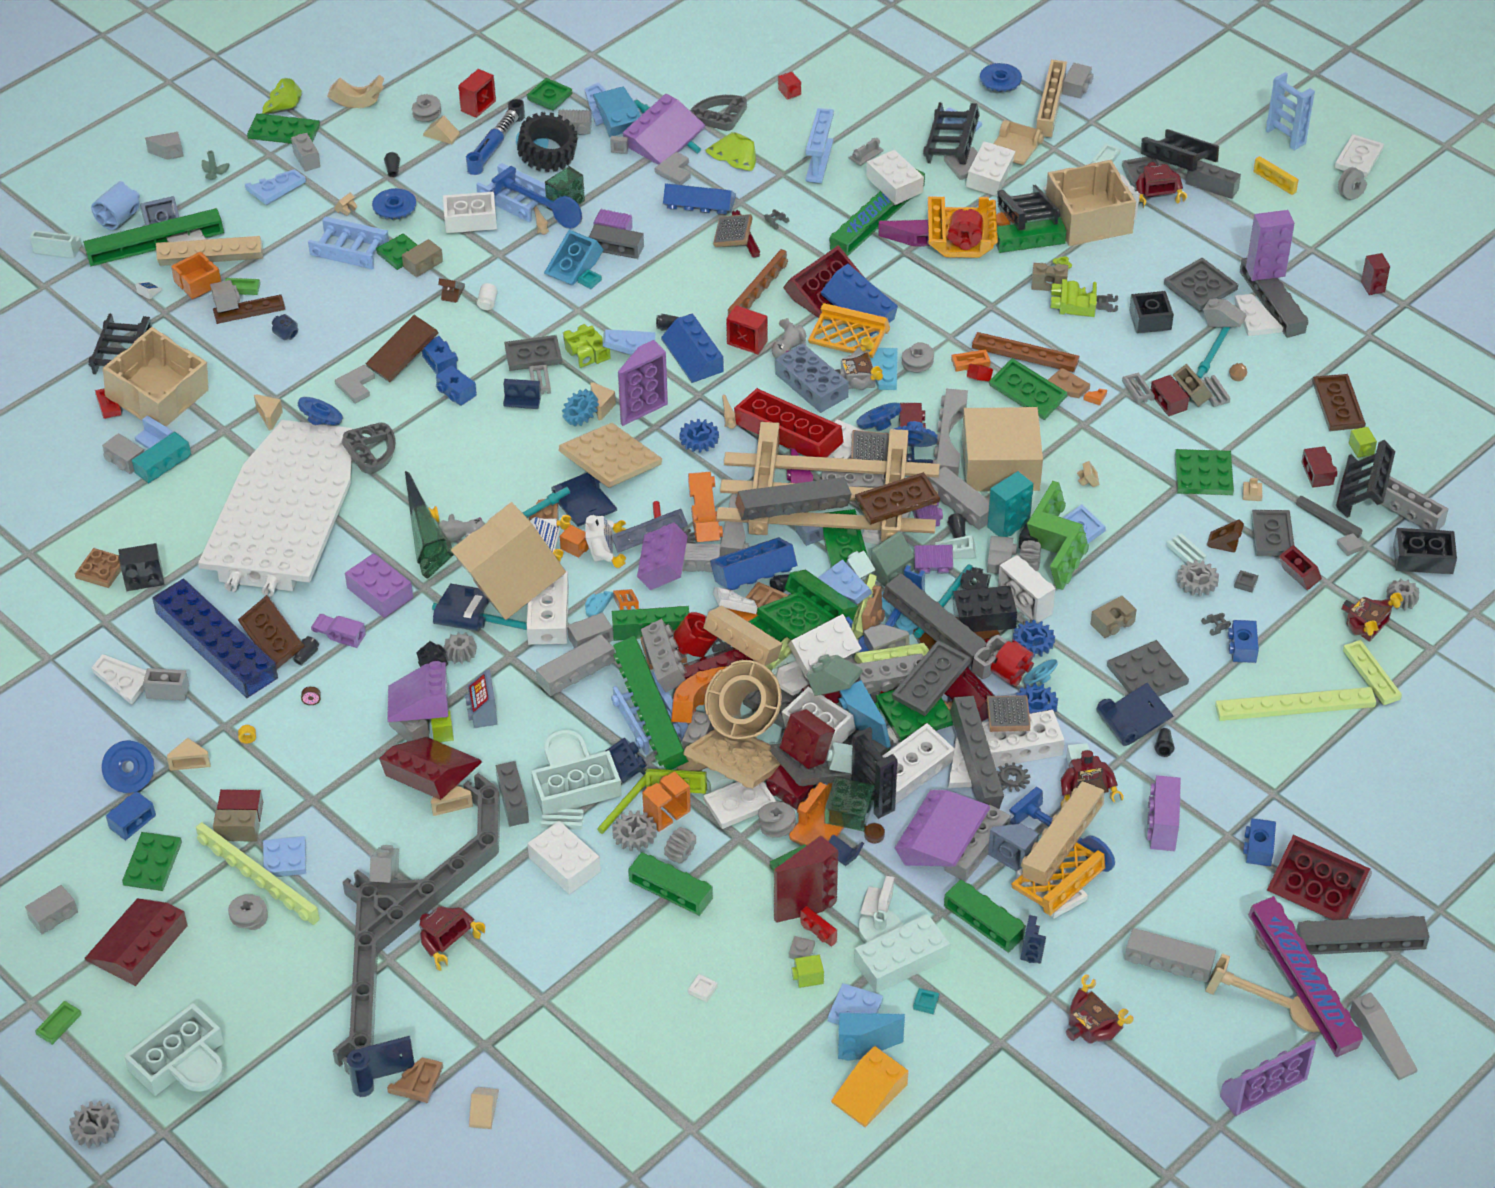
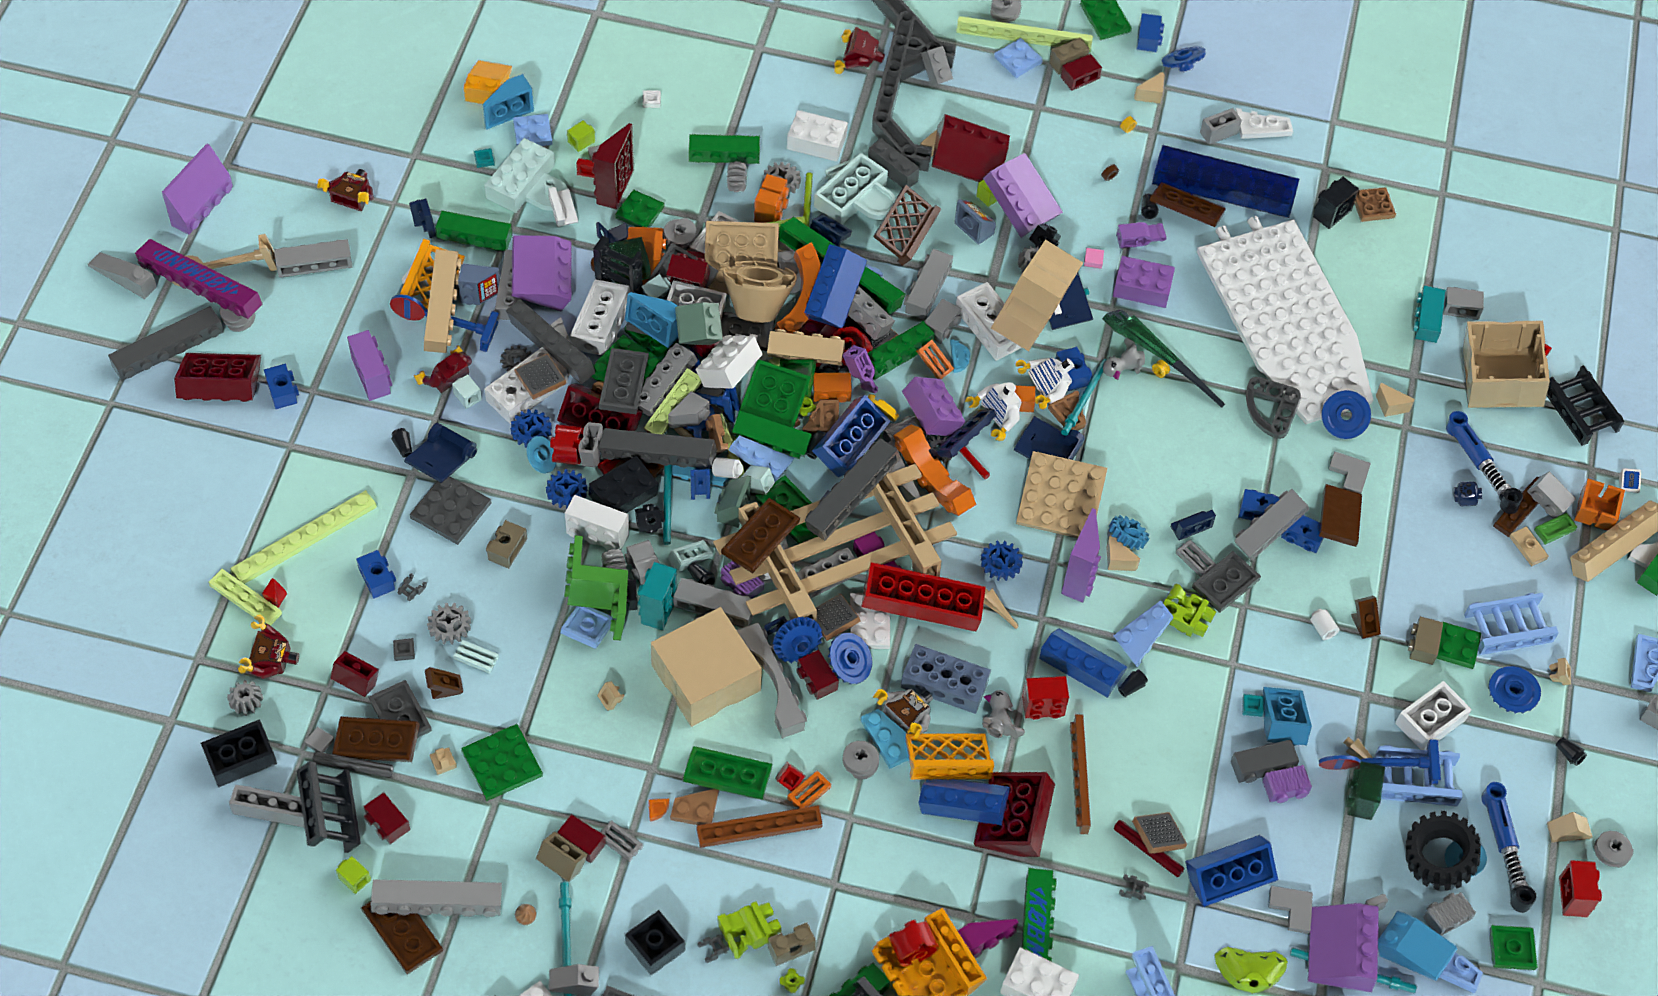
camera: 145 degrees right, 10 degrees up
(152, 432) = (1452, 334): light blue panel -> none
(247, 340) = (1481, 458): none -> piece
(275, 283) = (1529, 546): none -> tan plate
(399, 632) = (1094, 258): none -> bright pink tile
(466, 355) = (1271, 524): none -> light grey brick
(550, 719) = (920, 230): none -> reddish brown fence
(684, 657) = (835, 286): none -> slope
(705, 601) = (861, 367): none -> medium lavender piece
(708, 574) = (886, 409): none -> yellow tile
(731, 600) = (840, 386): white tile -> none
(880, 576) = (727, 468): none -> white brick
(933, 558) = (701, 525): medium lavender brick -> none
(1217, 390) = (527, 866): light grey tile -> none
(1303, 518) = (376, 739): none -> reddish brown tile
(1304, 398) = (436, 897): none -> light grey brick
(1346, 665) = (274, 593): none -> red slope

